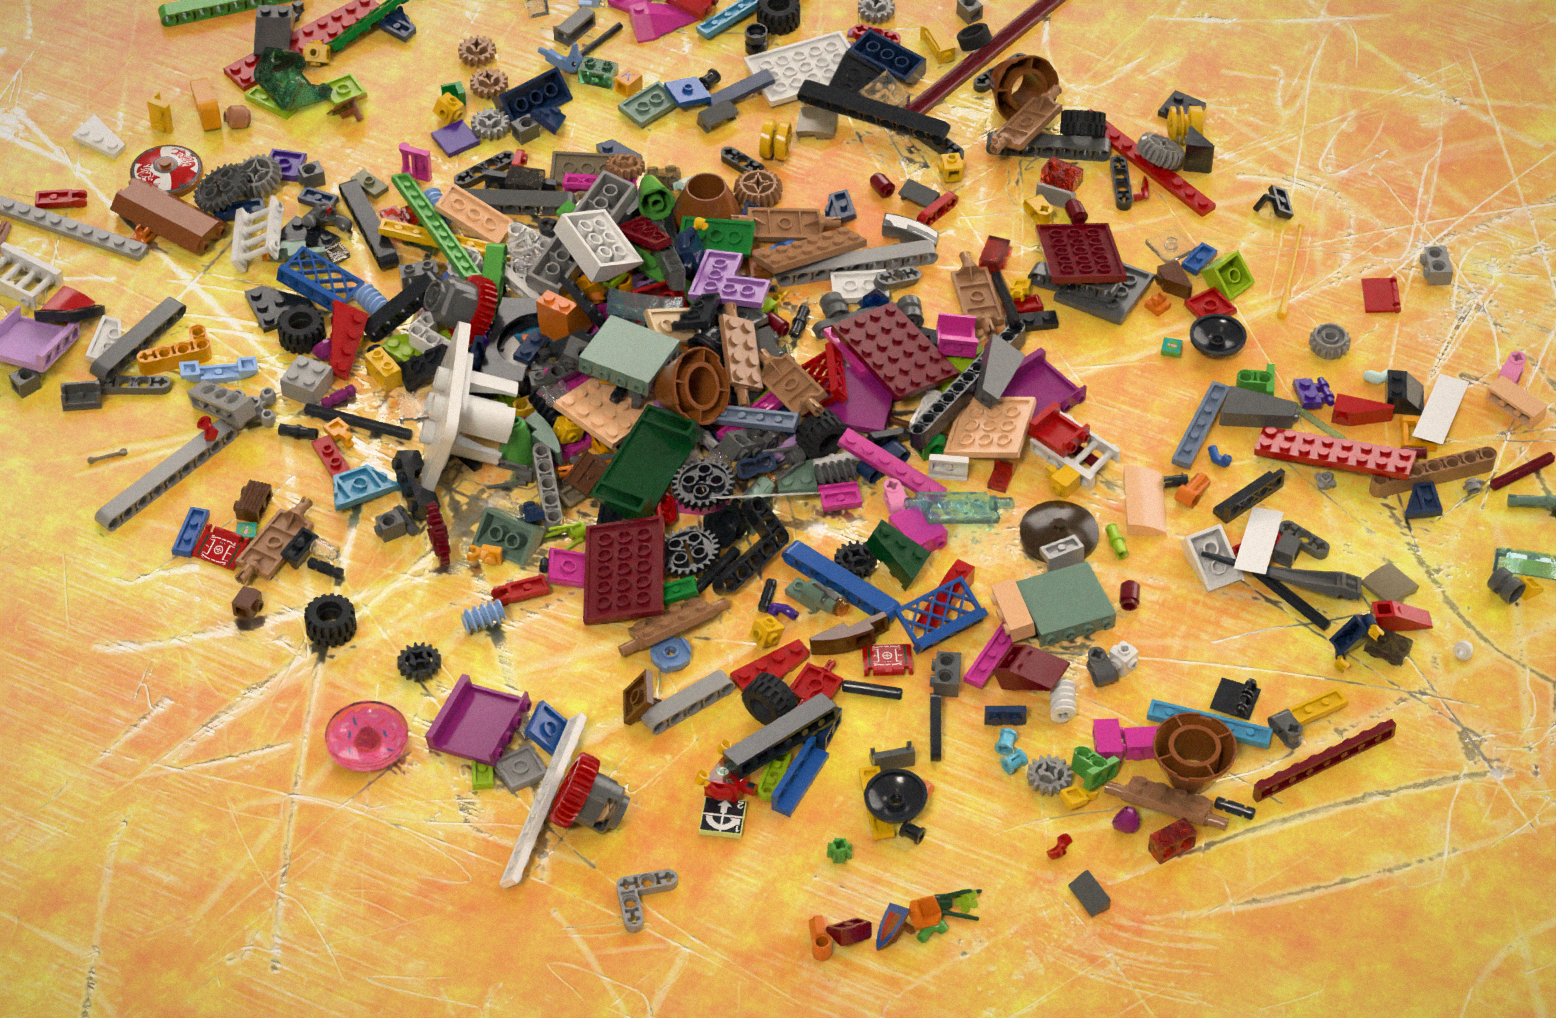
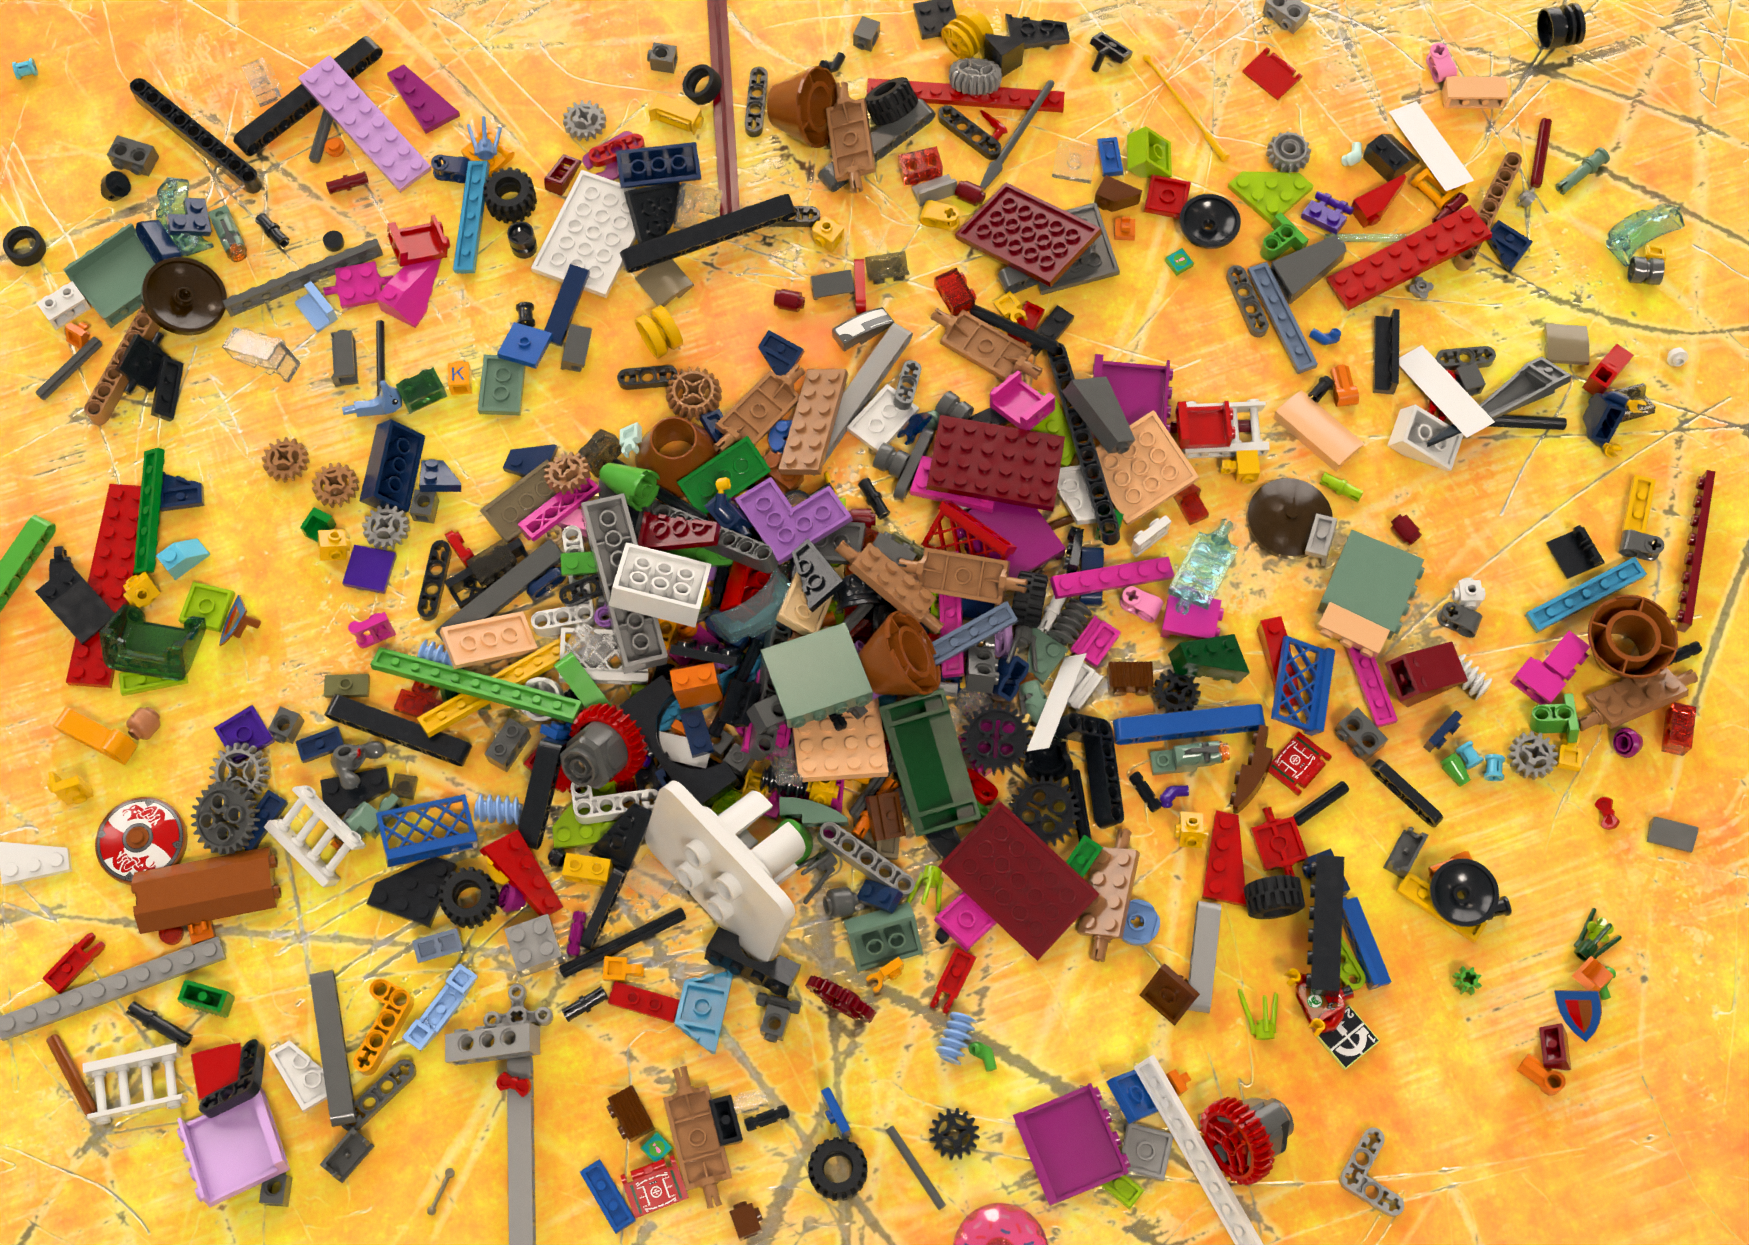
camera: 45 degrees left, 20 degrees up
(65, 256) = (154, 1021): none -> black pin
(103, 264) = (206, 998): none -> green brick
(126, 226) = (171, 936): none -> clear red tile
(256, 337) = (438, 945): none -> sand blue hinge
(359, 55) = (182, 556): none -> medium azure slope
(363, 590) = (834, 1113): none -> blue plate
(368, 393) = (603, 908): none -> black beam
(376, 662) = (915, 1167): none -> dark grey bar
(491, 641) = (985, 1053): none -> bright green arm
(506, 498) = (840, 902): none -> dark grey head
(536, 214) = (548, 582): none -> dark blue plate
(584, 746) = (1178, 1081): none -> orange tile
(676, 767) = (1265, 1028): none -> lime plant
(798, 509) = (1084, 686): none -> white plate
(823, 26) = (557, 185): none -> dark red slope
(835, 528) = (1130, 678): none -> reddish brown brick
(967, 211) = (886, 267): none -> clear smoke bracket
(986, 741) = (1455, 769): none -> bright green cone
(1077, 88) = (835, 64): none -> black arm
(1114, 212) = (996, 167): none -> dark grey piece
(1120, 84) = (866, 33): none -> brick
(1187, 399) = (1245, 301): none -> dark grey beam
(1238, 160) = (1036, 32): none -> black wing
(1290, 355) = (1270, 191): none -> lime plate

